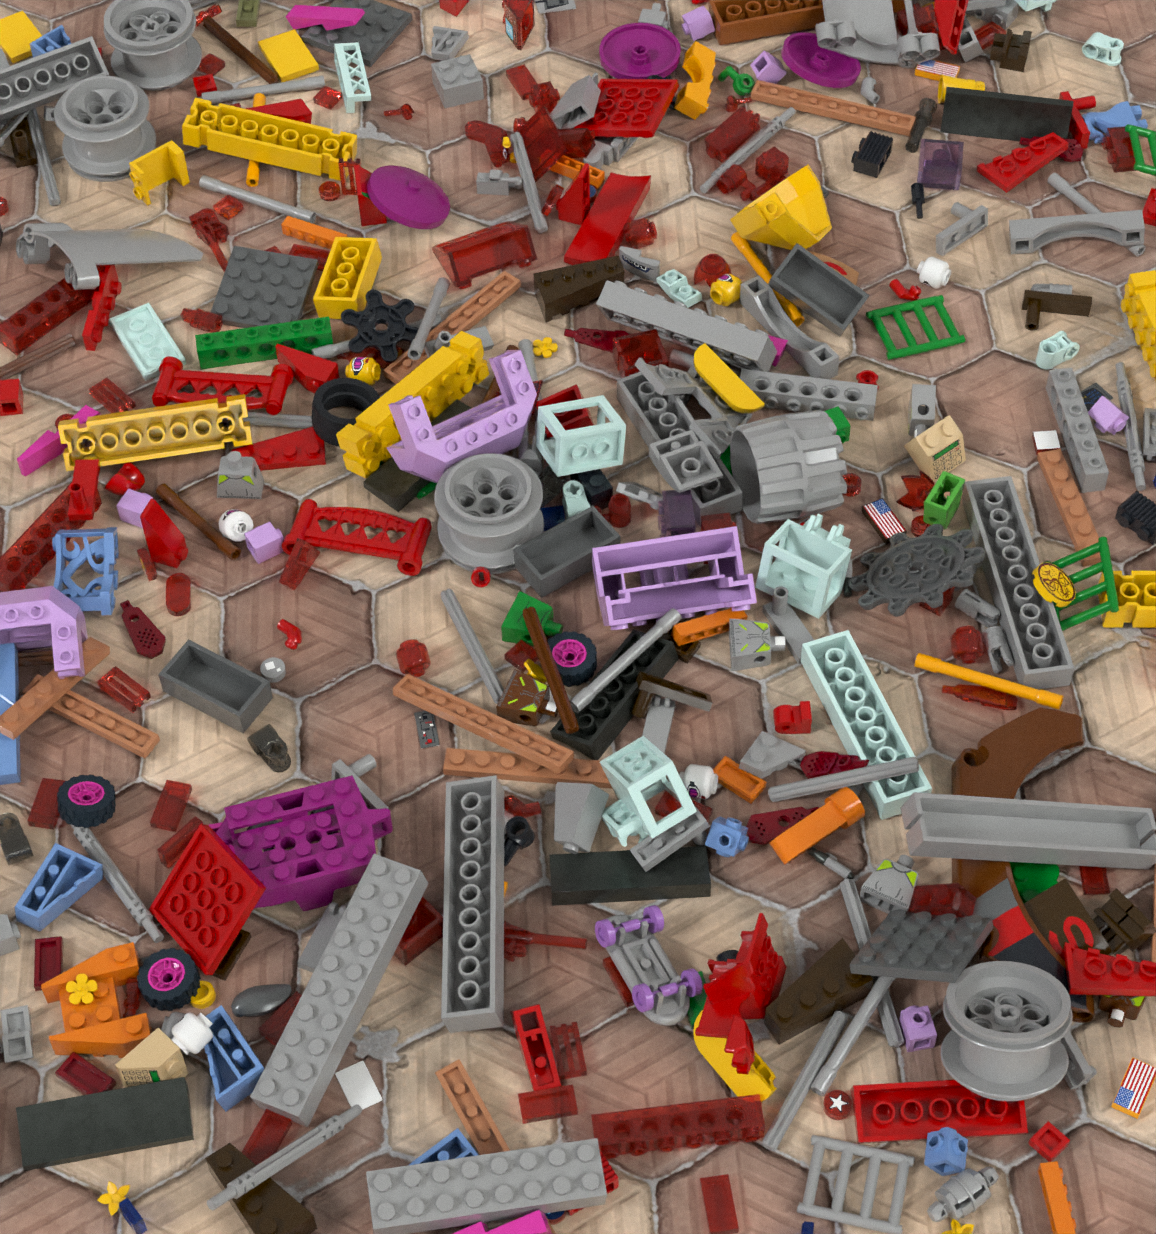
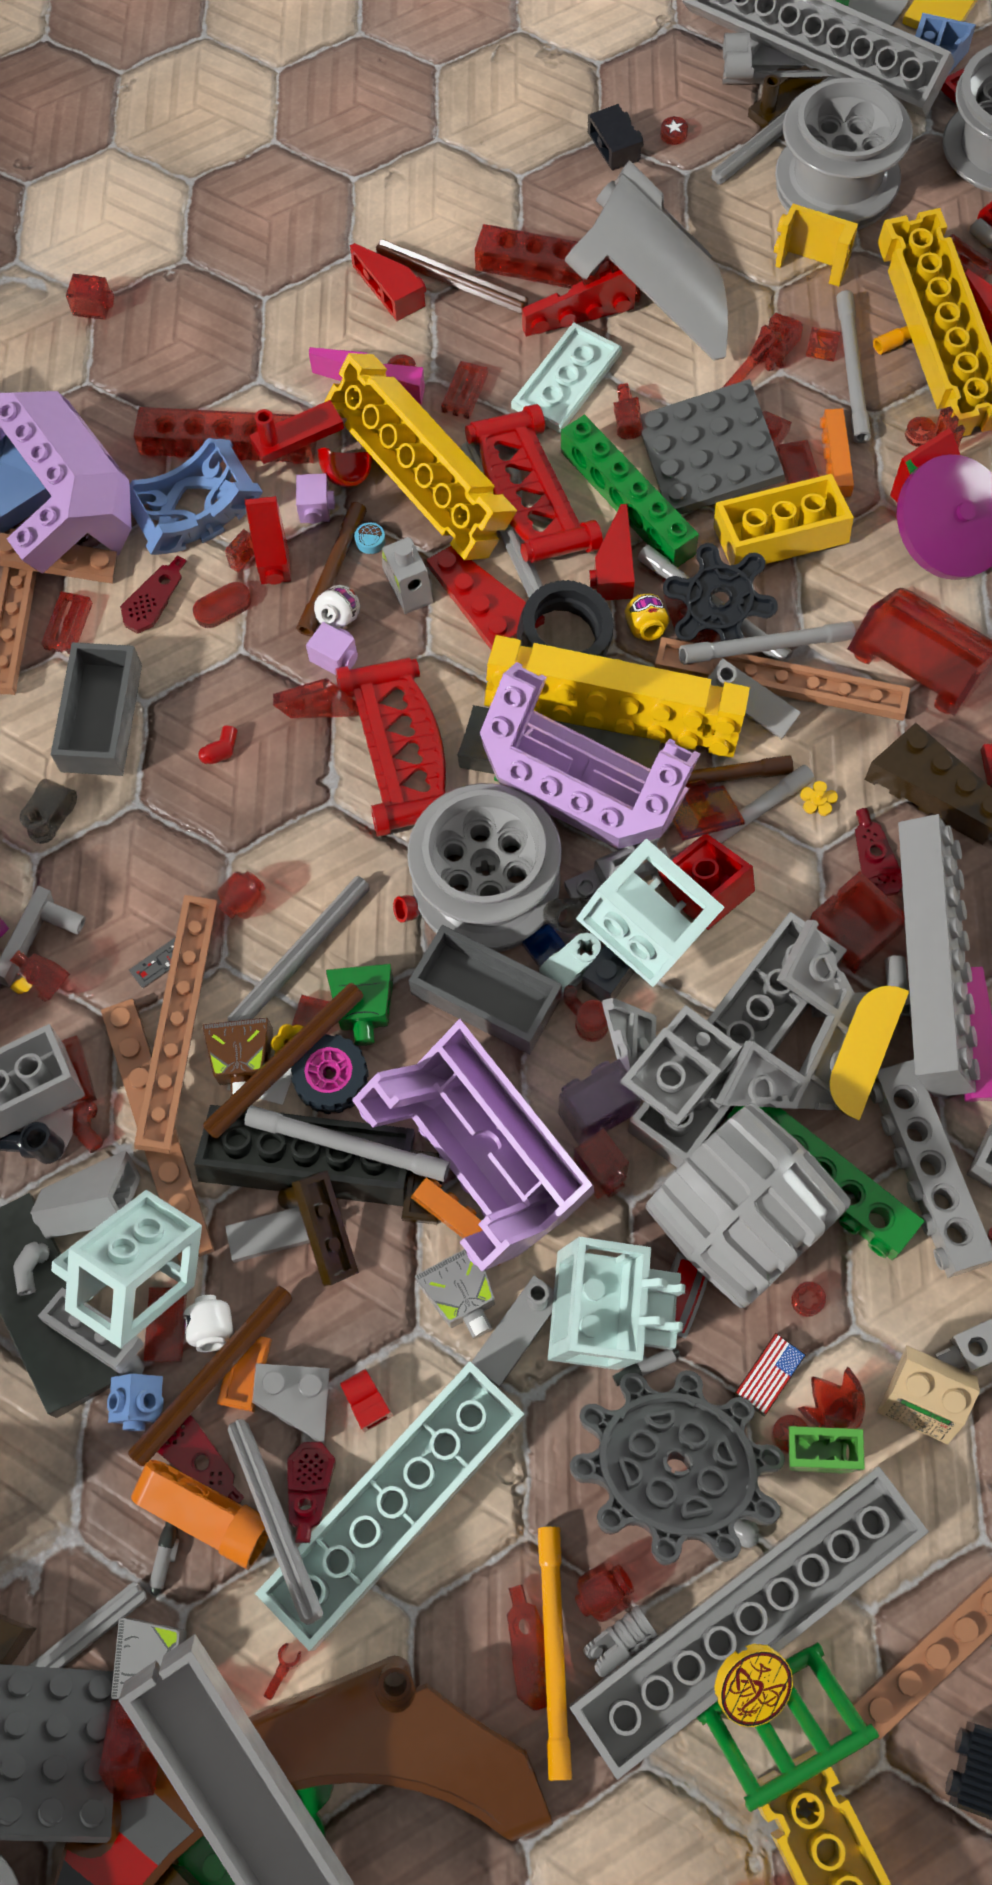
camera: 65 degrees right, 15 degrees up
(190, 492) = (370, 538): none -> medium azure tile
(273, 669) = (162, 755): light grey tile -> none
(398, 790) = (37, 973): none -> clear red piece
(602, 865) = (24, 1266): none -> light grey arm
(734, 789) = (209, 1376): none -> reddish brown axle
(977, 608) = (679, 1581): light grey hinge -> none

